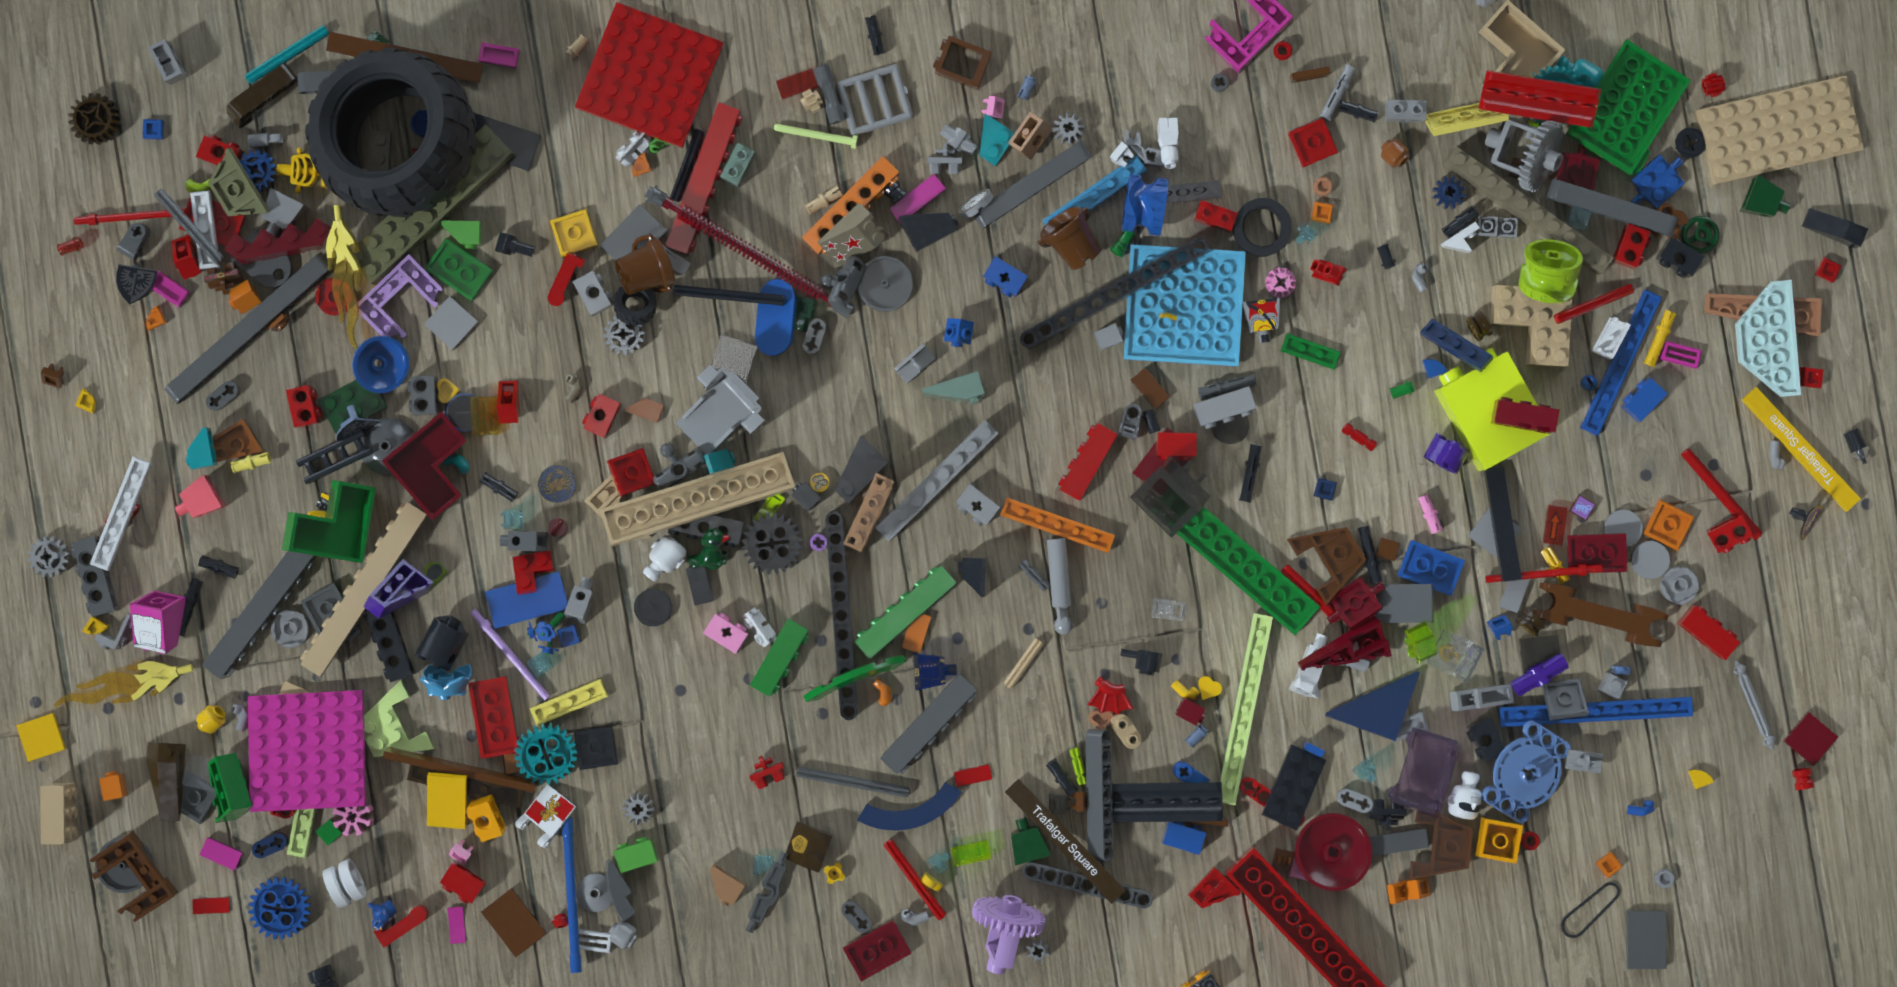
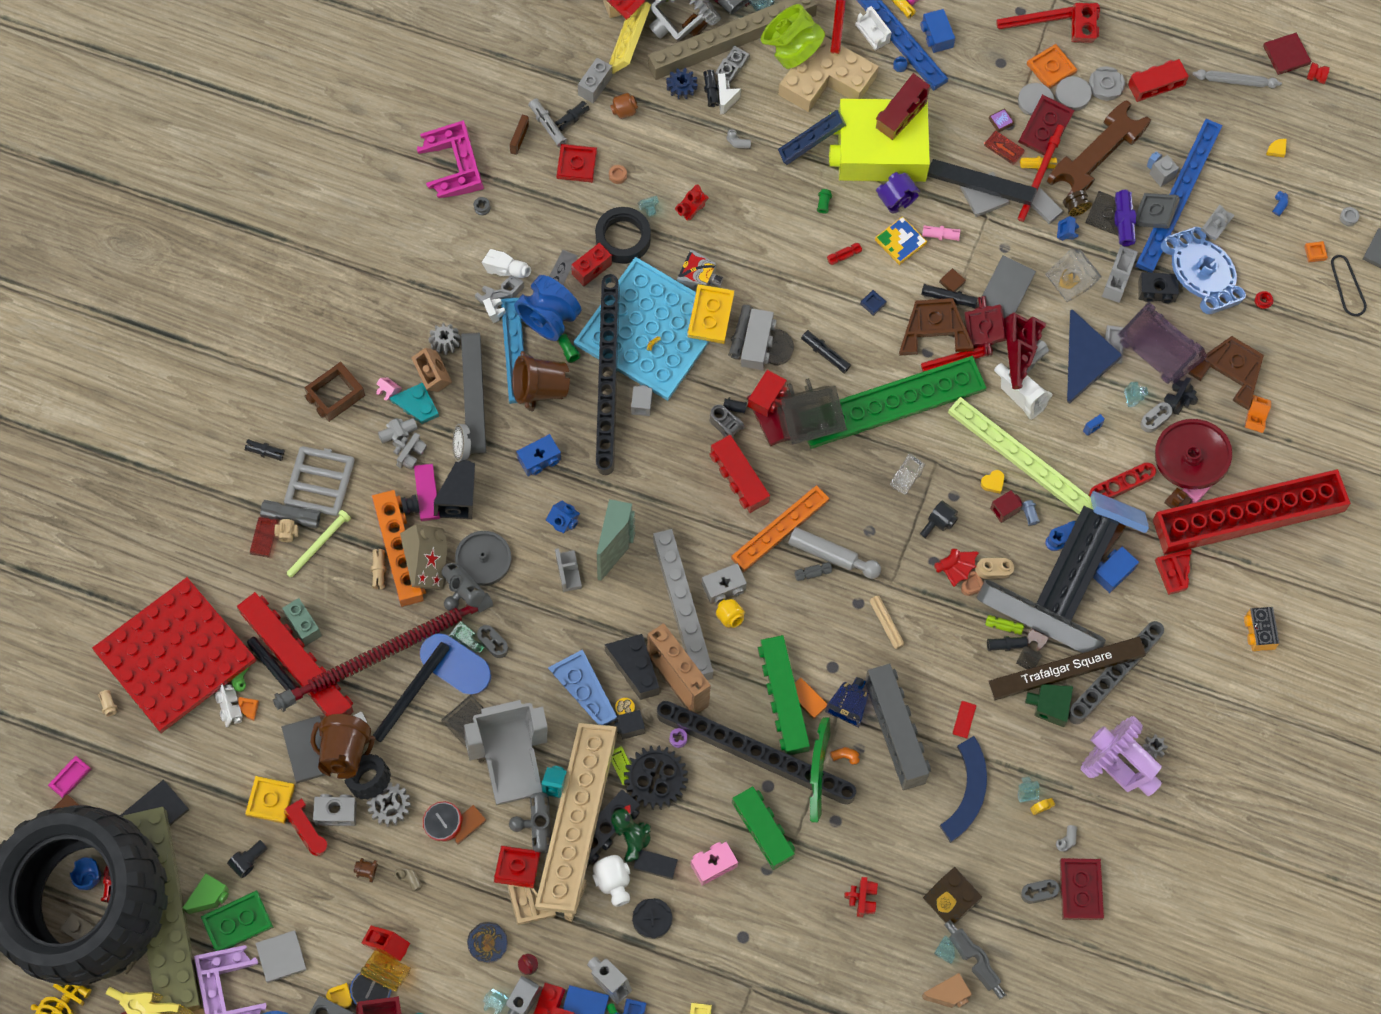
camera: 65 degrees left, 20 degrees down
(498, 487) = (458, 997): black pin -> none
(559, 348) = (366, 869): none -> reddish brown brick
(611, 410) = (447, 853): red brick -> none
(634, 387) = (442, 821): none -> black tile
(753, 621) = (734, 832): white hinge -> none
(822, 431) = (582, 683): none -> medium blue wing
(829, 871) = (994, 885): yellow plate -> none
(854, 782) = (913, 826): dark grey axle -> none
(914, 878) = (1032, 820): red axle -> none
(953, 525) = (730, 613): none -> yellow head
(970, 853) = (1034, 757): clear neon green plate -> none
(974, 573) = (785, 616): black slope -> none
(1027, 87) = (387, 351): sand blue pin -> none
(1149, 388) = (705, 393): reddish brown tile -> none
(1184, 692) = (985, 503): yellow arm -> none
(1224, 352) = (710, 314): none -> yellow plate
(1237, 814) = (1119, 511): none -> medium blue tile
(1271, 280) = (672, 251): bright pink gear -> none
(1282, 44) = (486, 141): red plate -> none
(1293, 787) = (1119, 457): black plate -> none
(1310, 351) = (749, 254): green tile -> none
(1322, 212) = (639, 186): orange tile -> none
(1386, 257) = (705, 156): black pin -> none
(1399, 841) = (1212, 398): dark grey tile -> none
(1402, 481) = (901, 240): none -> tile
(1420, 642) = (1047, 291): clear neon green brick -> none
(1430, 566) = (984, 255): blue plate -> none
(1433, 368) = (819, 169): blue tile -> none
(1465, 798) = (1200, 327): white piece -> none
(1479, 326) = (805, 115): dark brown wheel -> none
(1498, 840) = (1251, 320): light orange brick -> none

